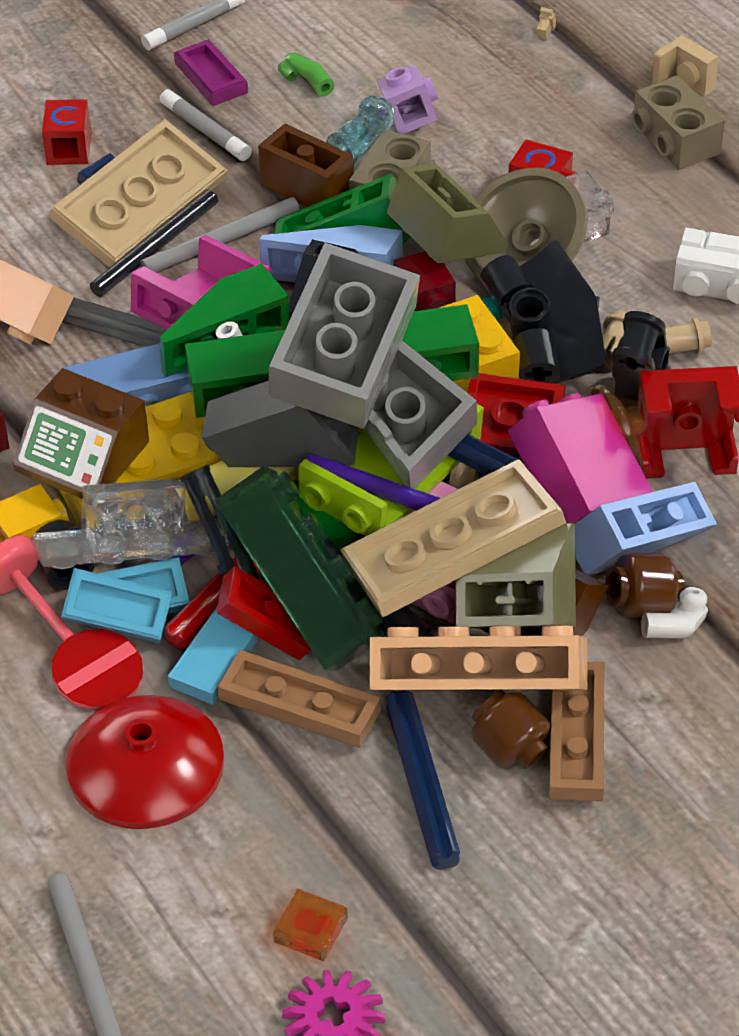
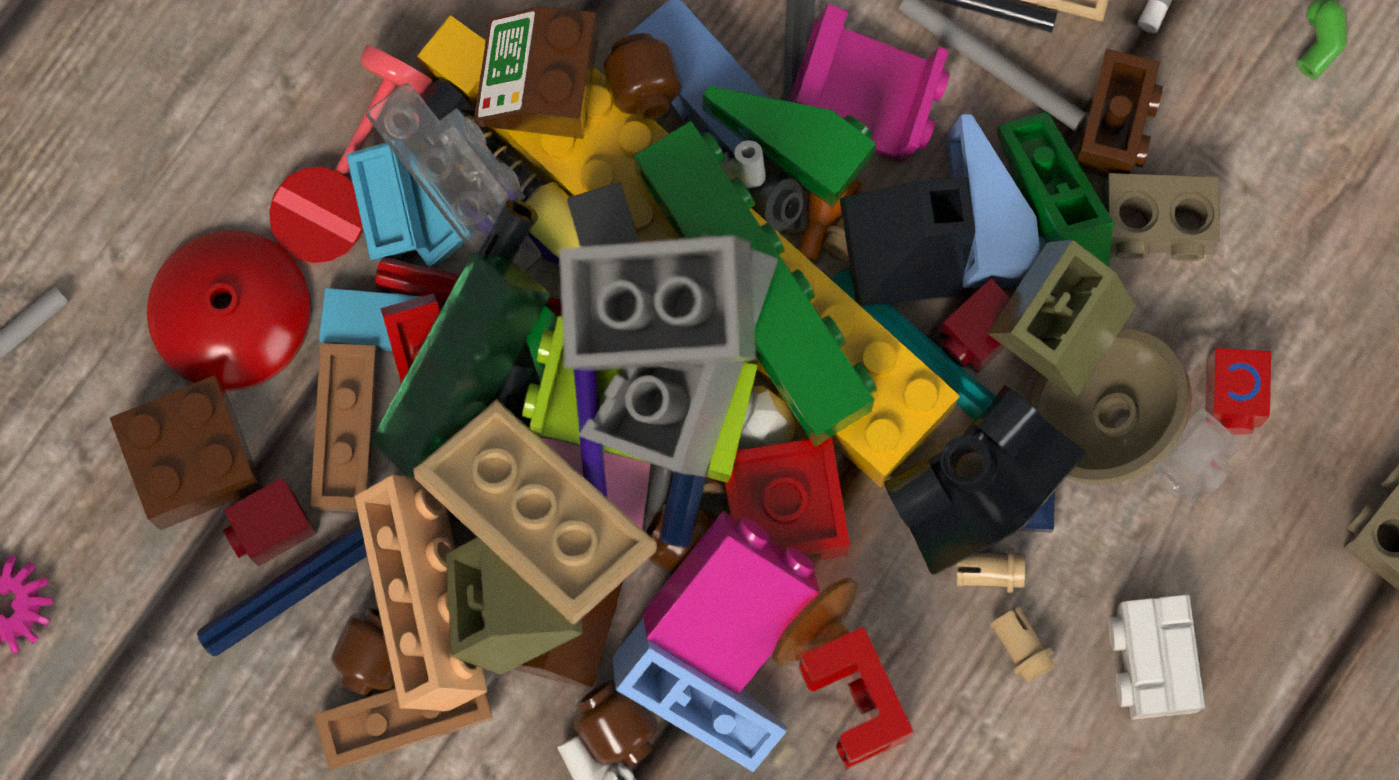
camera: 70 degrees right, 30 degrees up
(128, 375) = (642, 76): none -> reddish brown head
(265, 812) = (186, 453): none -> reddish brown brick
(310, 924) = (93, 544): clear orange tile -> none
(359, 771) = (267, 523): none -> dark red brick
(360, 133) = (1208, 152): clear light blue connector -> none
(410, 98) = (1299, 181): lavender brick -> none
(639, 349) = (910, 618): black piece -> none

